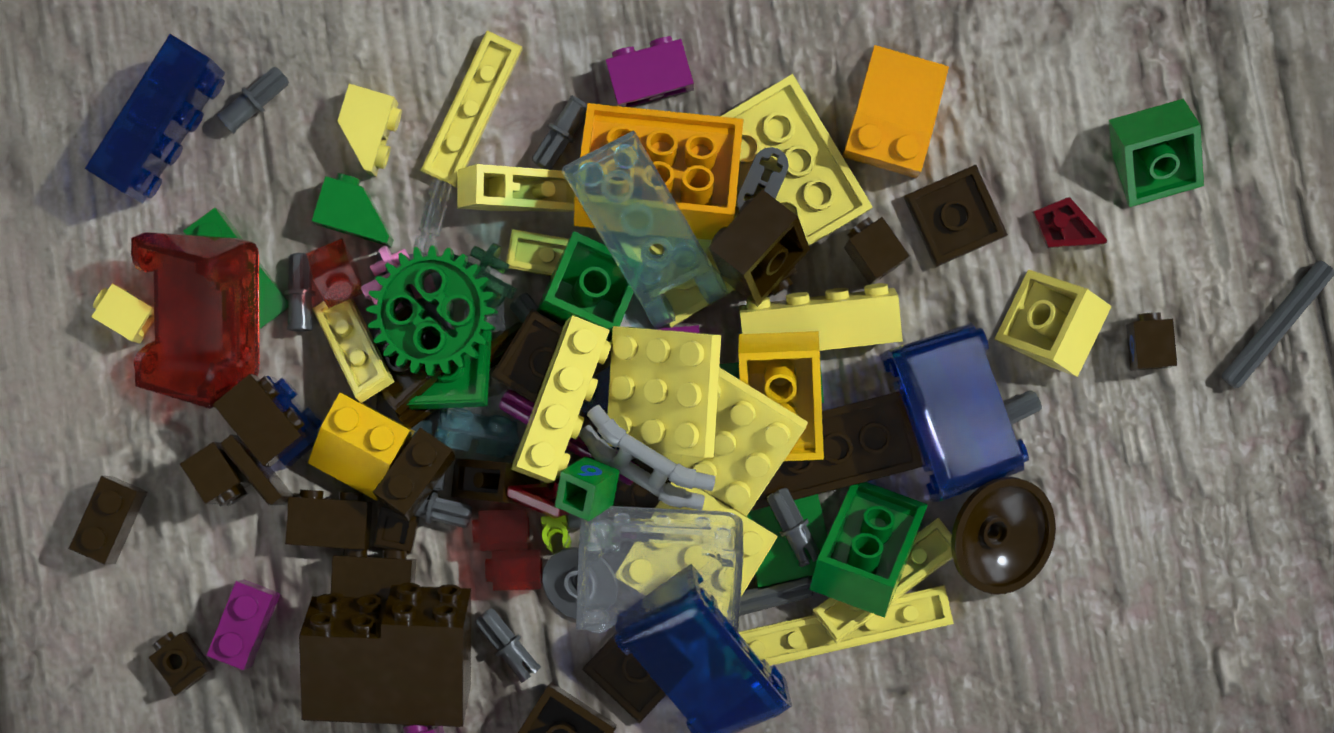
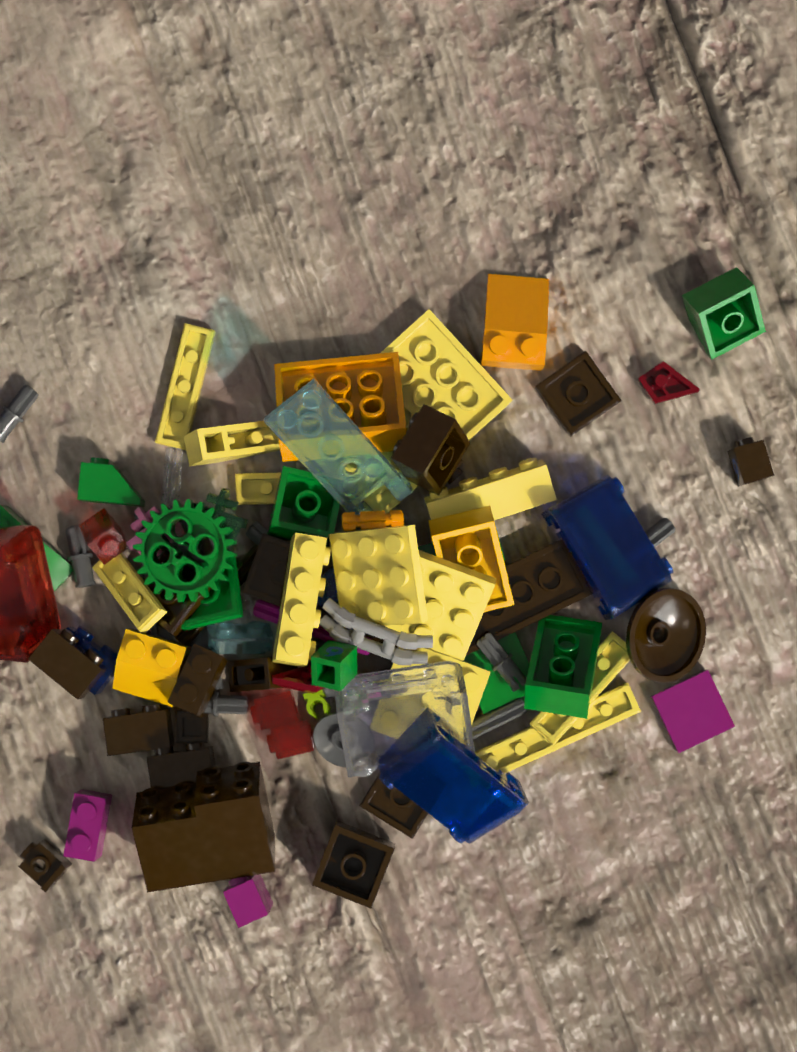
camera: 10 degrees left, 0 degrees up
(215, 476) = (43, 712): dark brown brick -> none
(262, 478) = (80, 709): dark brown tile -> none
(366, 122) = (105, 414): light yellow slope -> none
(507, 644) = (296, 798): dark grey axle -> none
(560, 133) = (258, 392): dark grey axle -> none
(649, 72) = (318, 330): magenta brick -> none
(669, 319) = (371, 520): none -> light orange axle
(756, 171) = (416, 391): dark grey beam -> none
(875, 249) = (521, 432): dark brown brick -> none
(1017, 636) = (692, 711): none -> magenta tile
(1053, 322) = (670, 461): light yellow slope -> none

